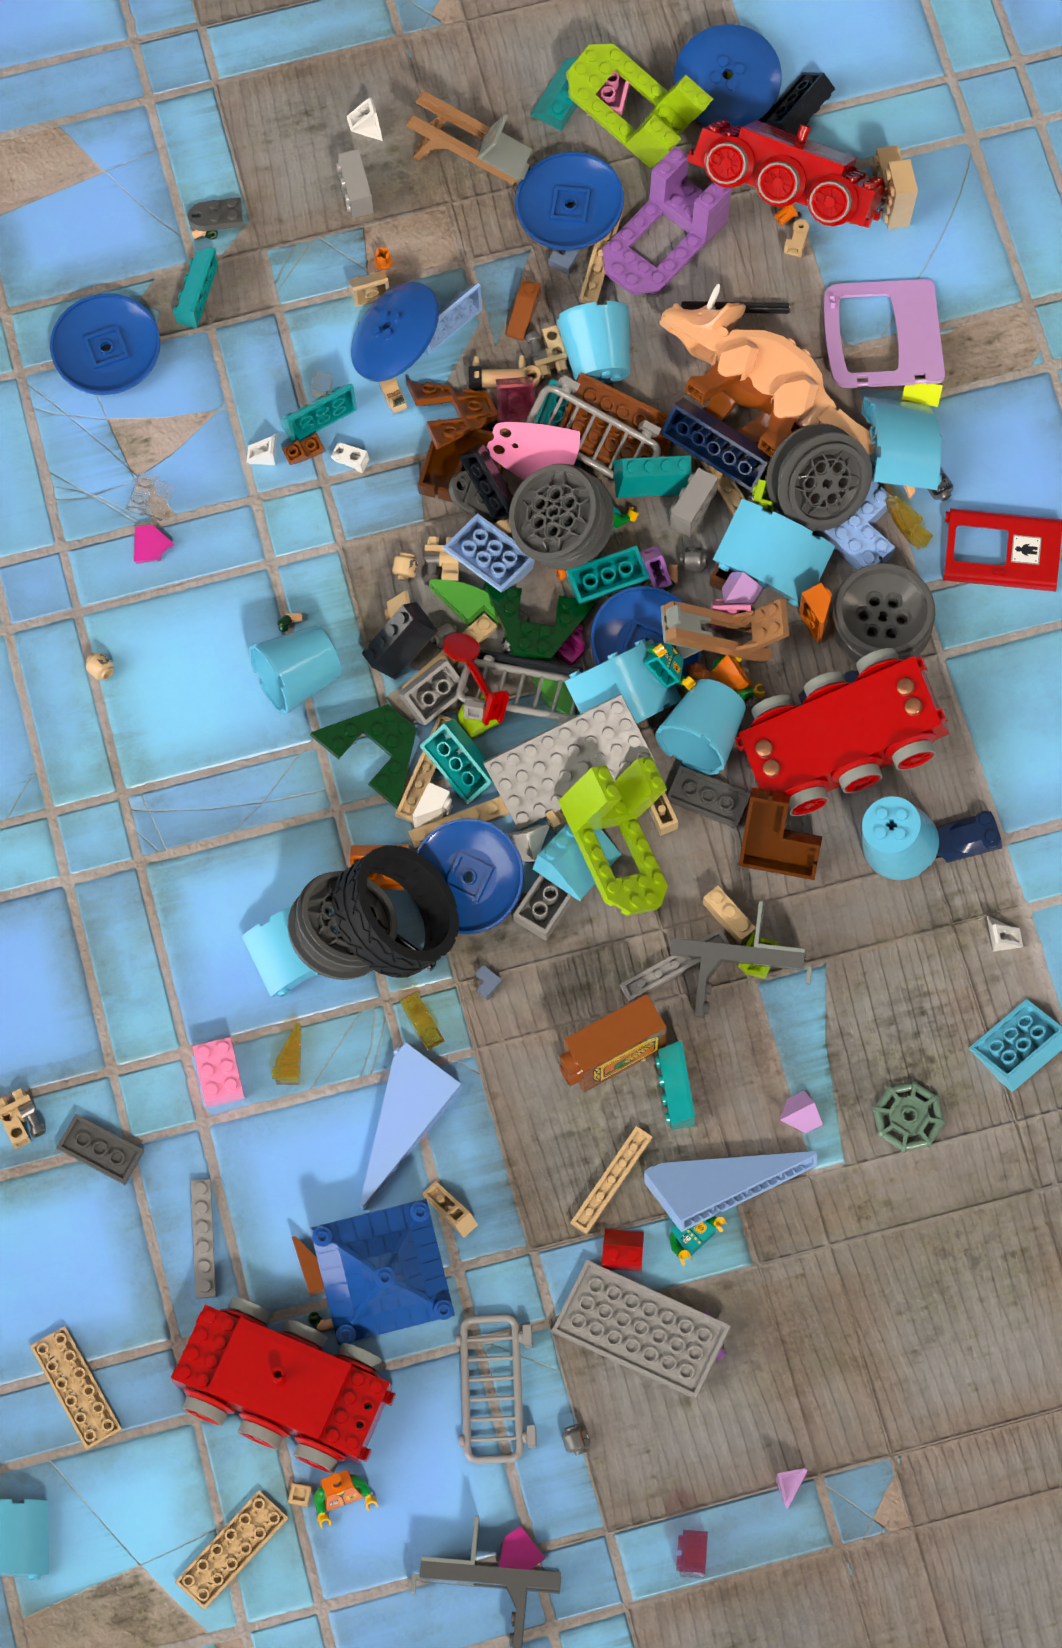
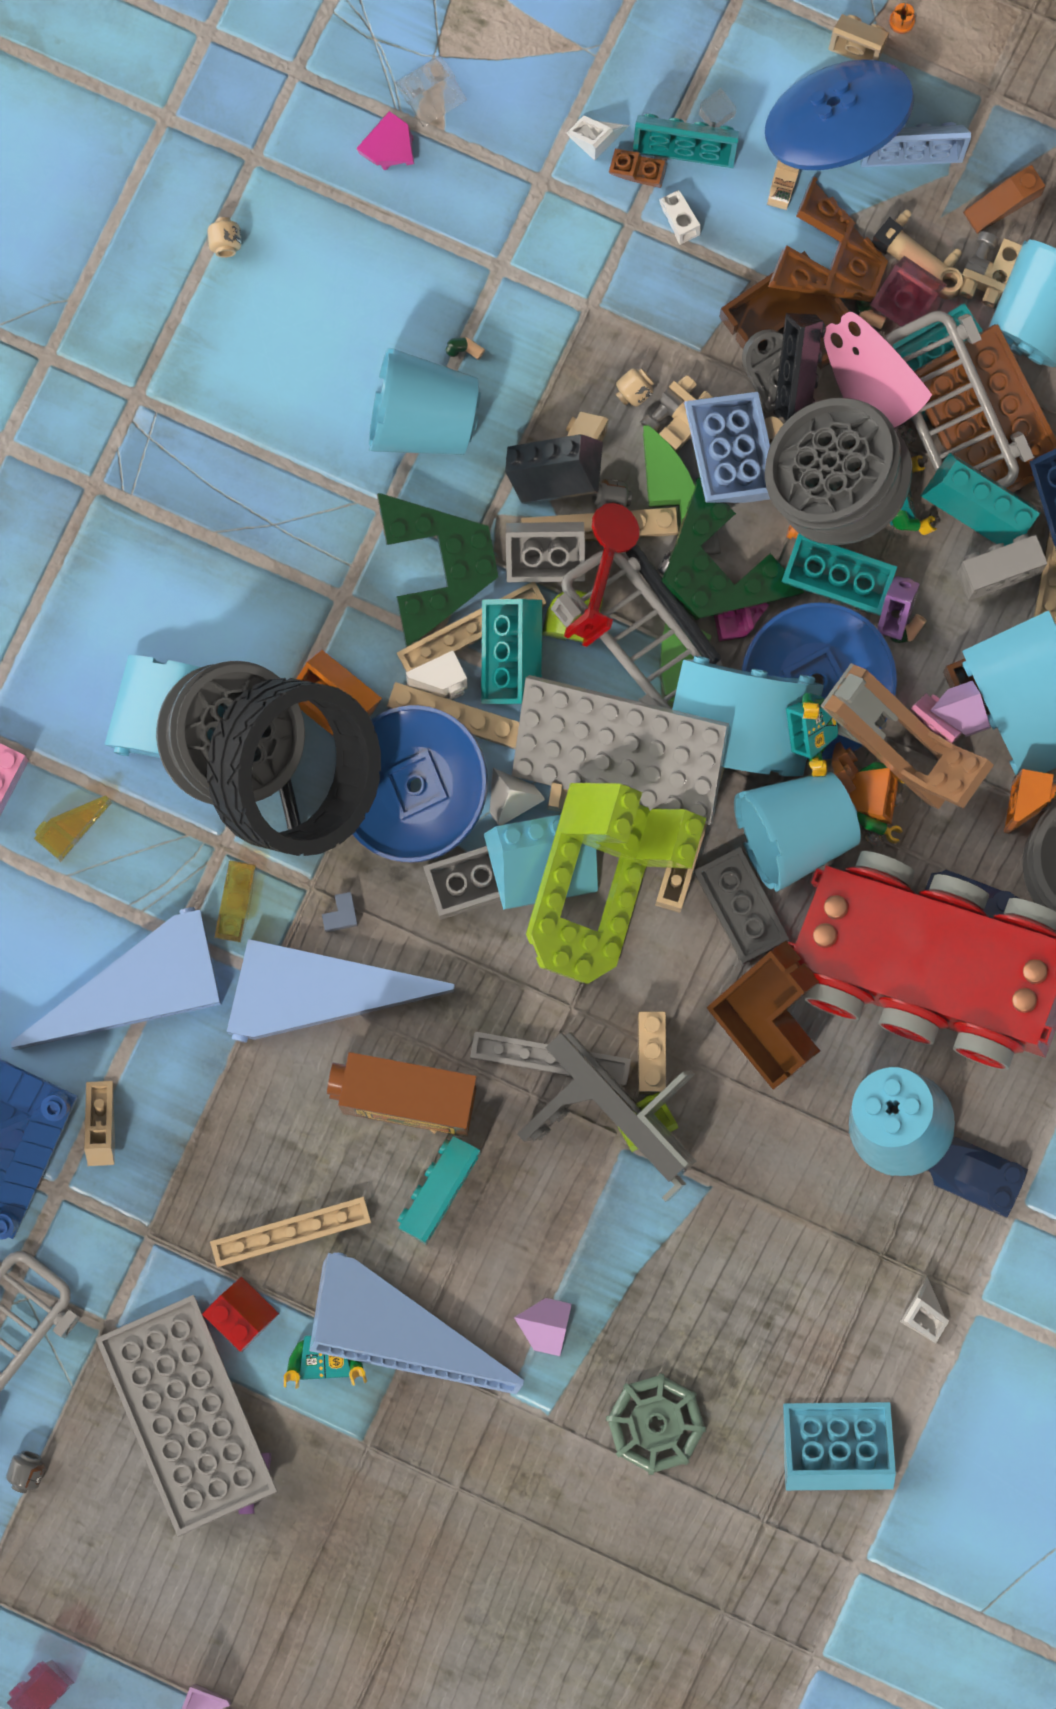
camera: 35 degrees right, 10 degrees up
(499, 1042) = (299, 989): none -> light blue slope
(694, 559) = (949, 630): flat silver head -> none

